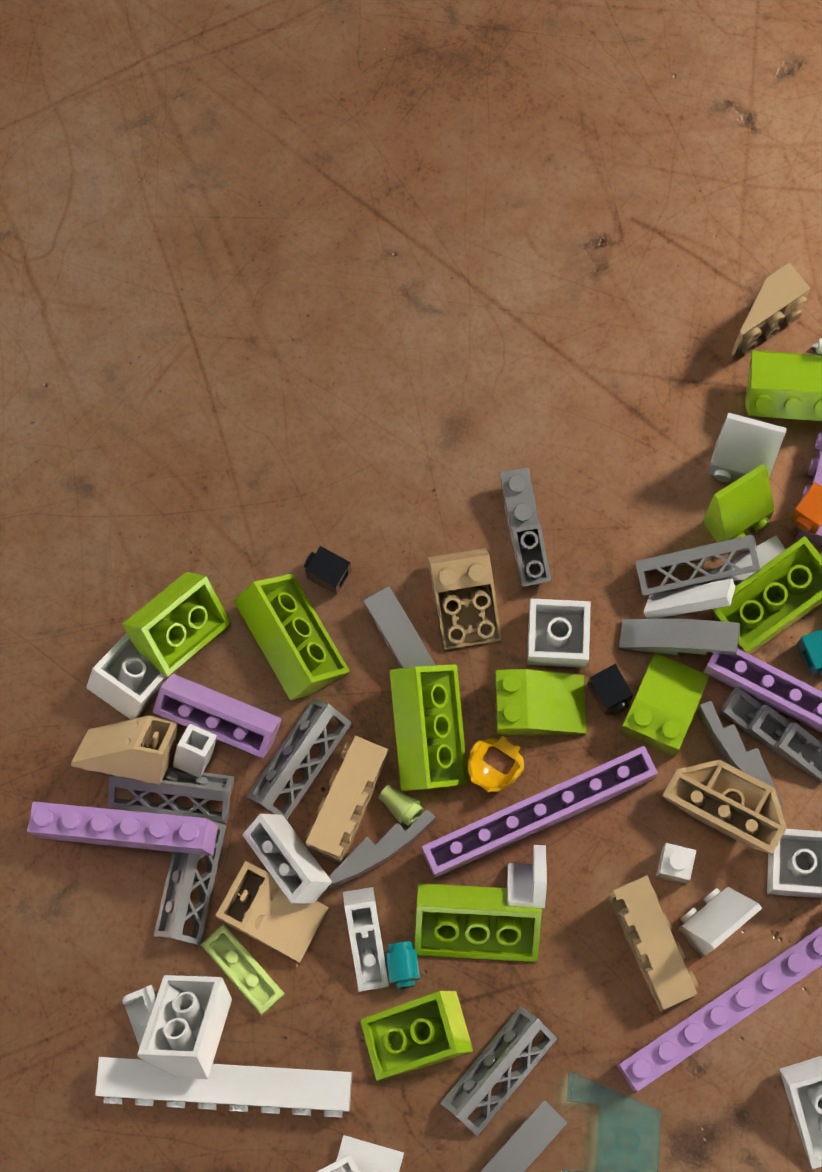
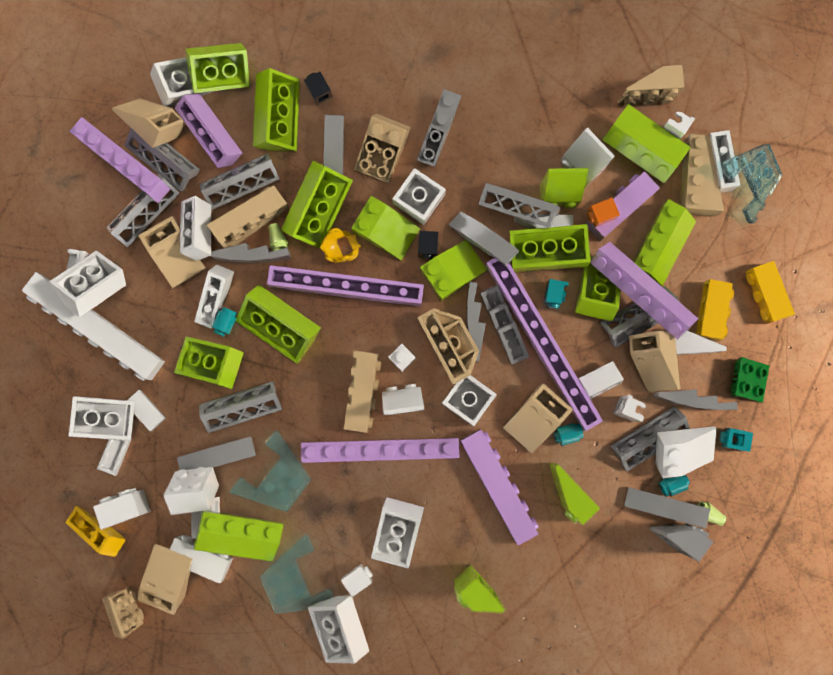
camera: 25 degrees right, 10 degrees up
(194, 750) = (184, 142): white brick -> none
(242, 969) = (141, 273): yellowish green tile -> none
(528, 881) = (316, 319): white panel -> none
(690, 599) = (502, 221): white tile -> none

